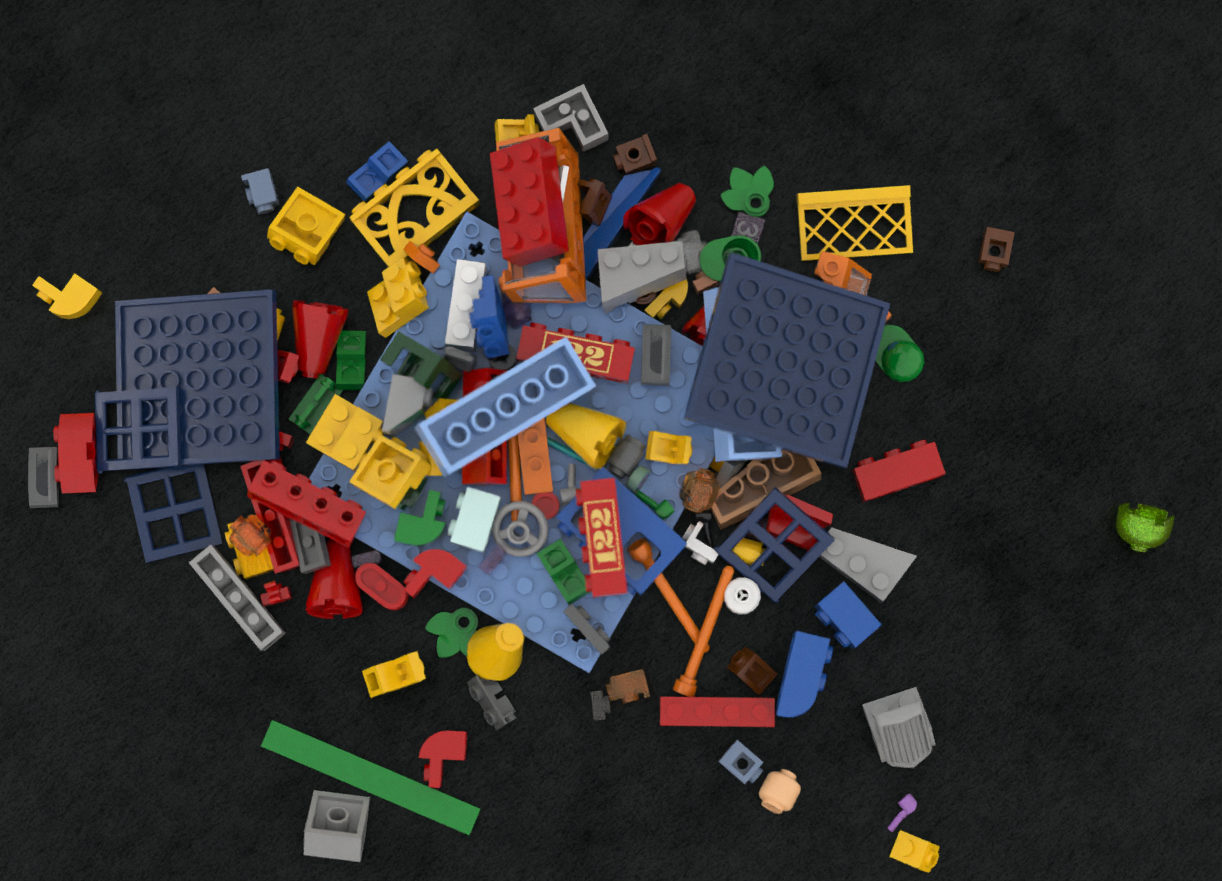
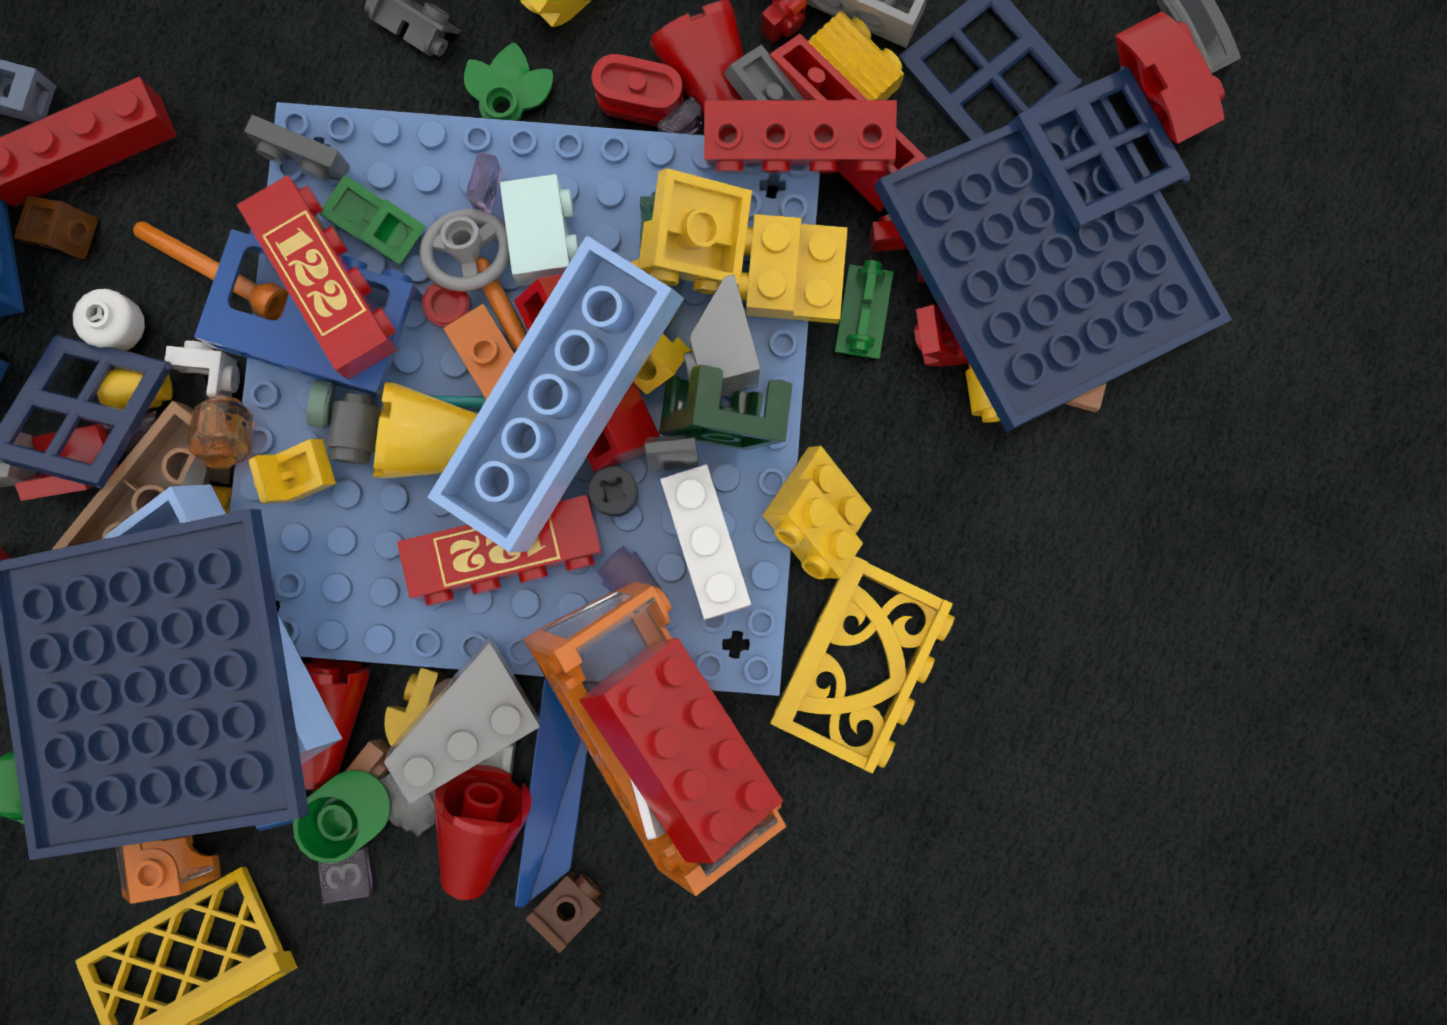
camera: 155 degrees right, 0 degrees up
(73, 301) = (1292, 295): yellow brick -> none
(250, 535) = (861, 60): clear orange head -> none
(261, 190) = (1103, 584): sand blue brick -> none
(304, 227) = (1012, 560): yellow plate -> none
(316, 334) = (914, 409): red cone -> none
(351, 360) = (844, 398): green slope -> none
(377, 171) = (946, 697): blue slope -> none
(422, 255) = (812, 593): orange plate -> none
(422, 531) = (613, 177): green brick -> none
(434, 563) = (565, 139): red brick -> none
(490, 320) = (652, 530): blue plate -> none
(495, 651) = (430, 76): yellow cone -> none
(513, 128) = (768, 862): yellow bracket -> none
(569, 493) = (416, 336): light grey hand -> none
(573, 111) = (686, 935): light grey brick -> none
(596, 201) = (590, 806): reddish brown bracket -> none
(600, 705) = (250, 77): clear smoke plate -> none
(628, 686) = (219, 122): clear orange brick -> none
(656, 355) = (379, 607): dark grey slope -> none
(663, 510) = (264, 379): green hand -> none
(687, 682) = (140, 163): orange piece -> none
(747, 188) = (375, 940): green plate -> none

